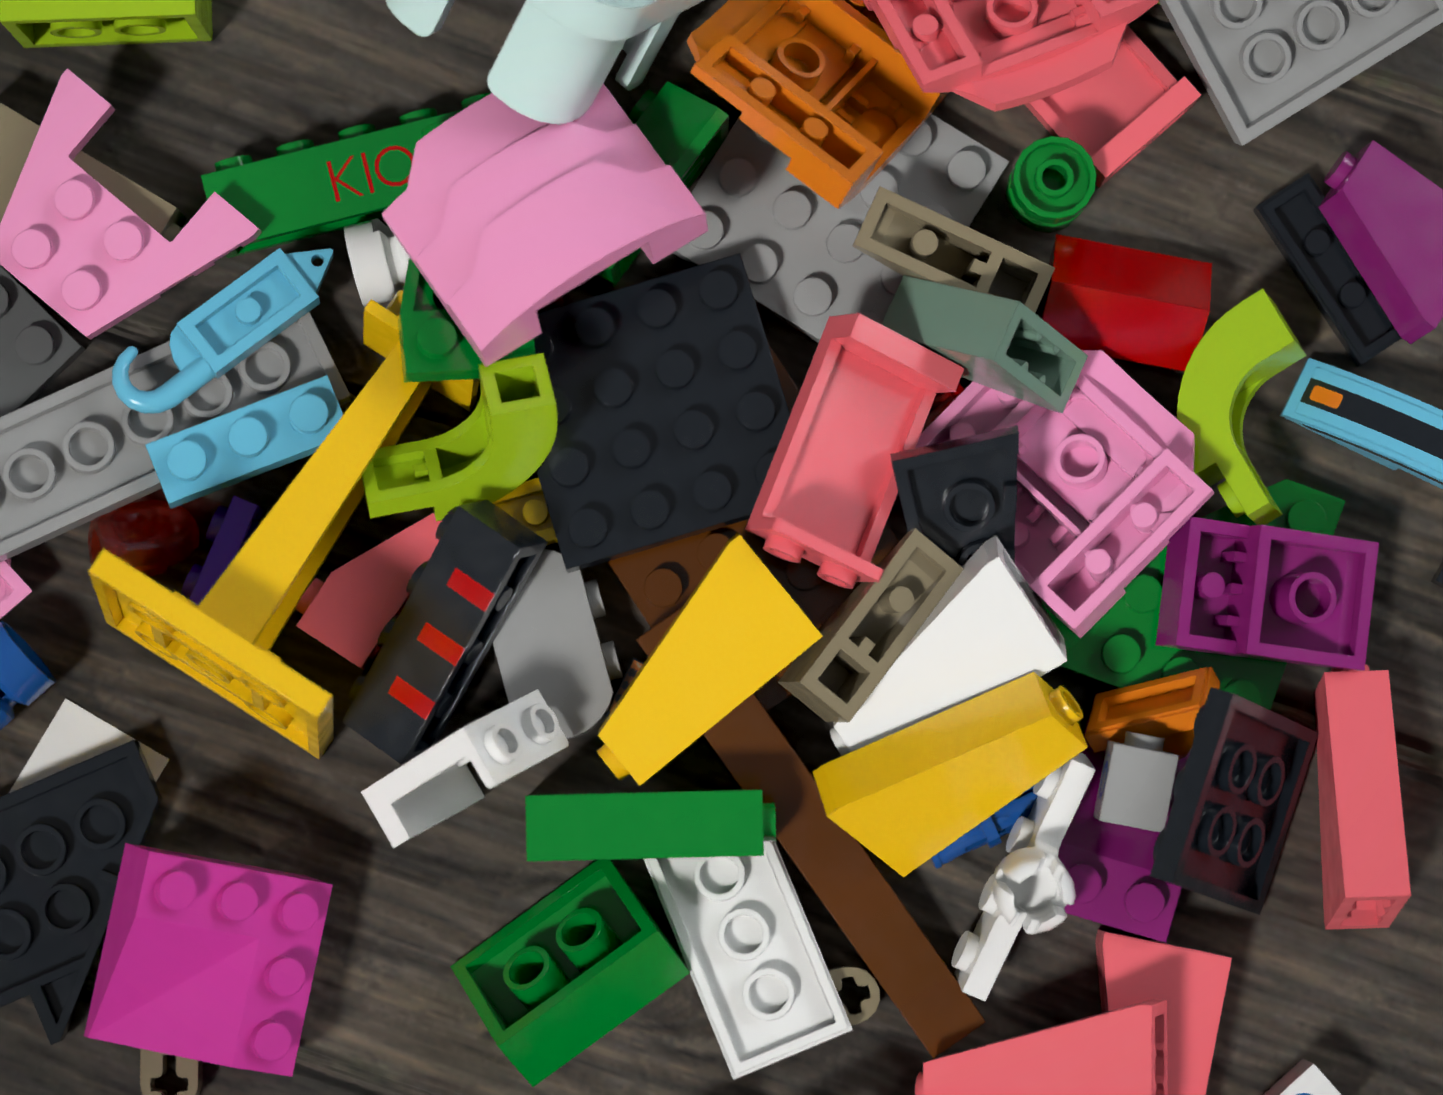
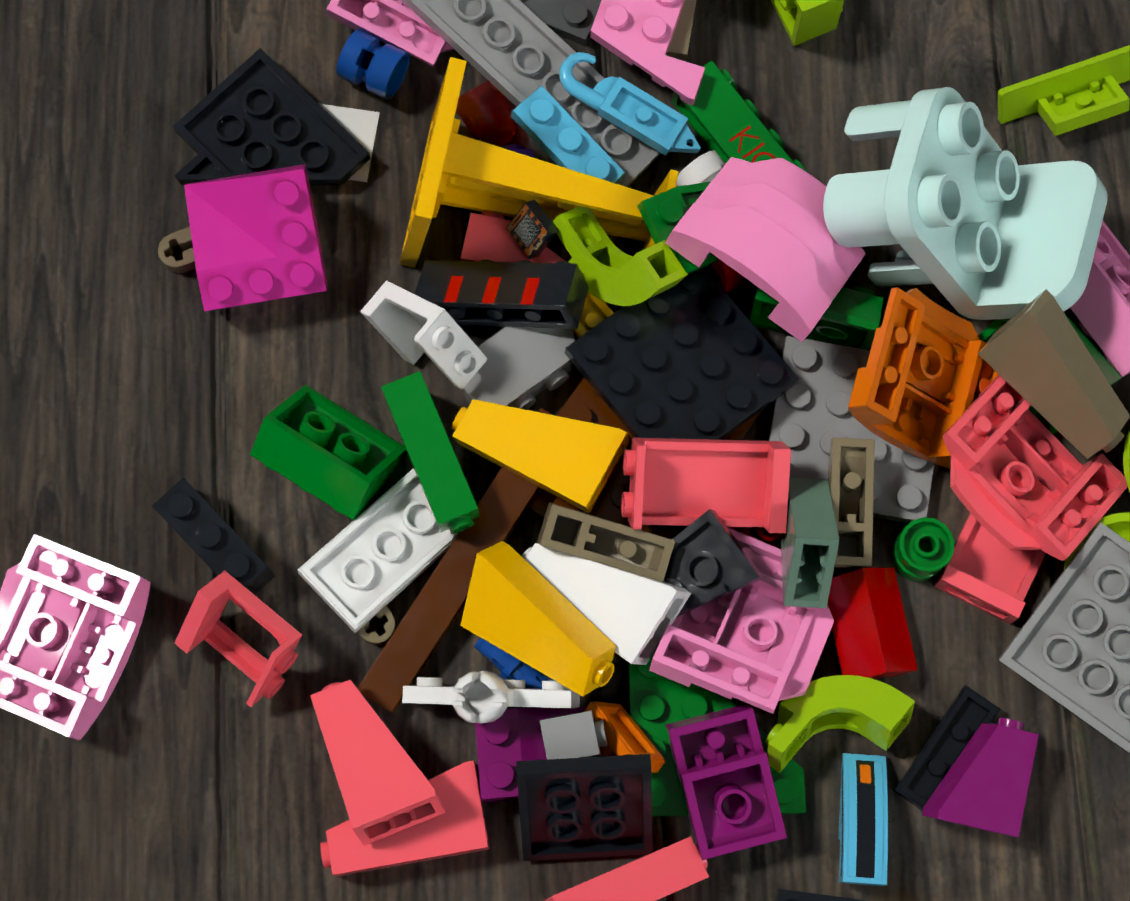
camera: 75 degrees right, 10 degrees down
(366, 547) = (532, 229): none -> tile

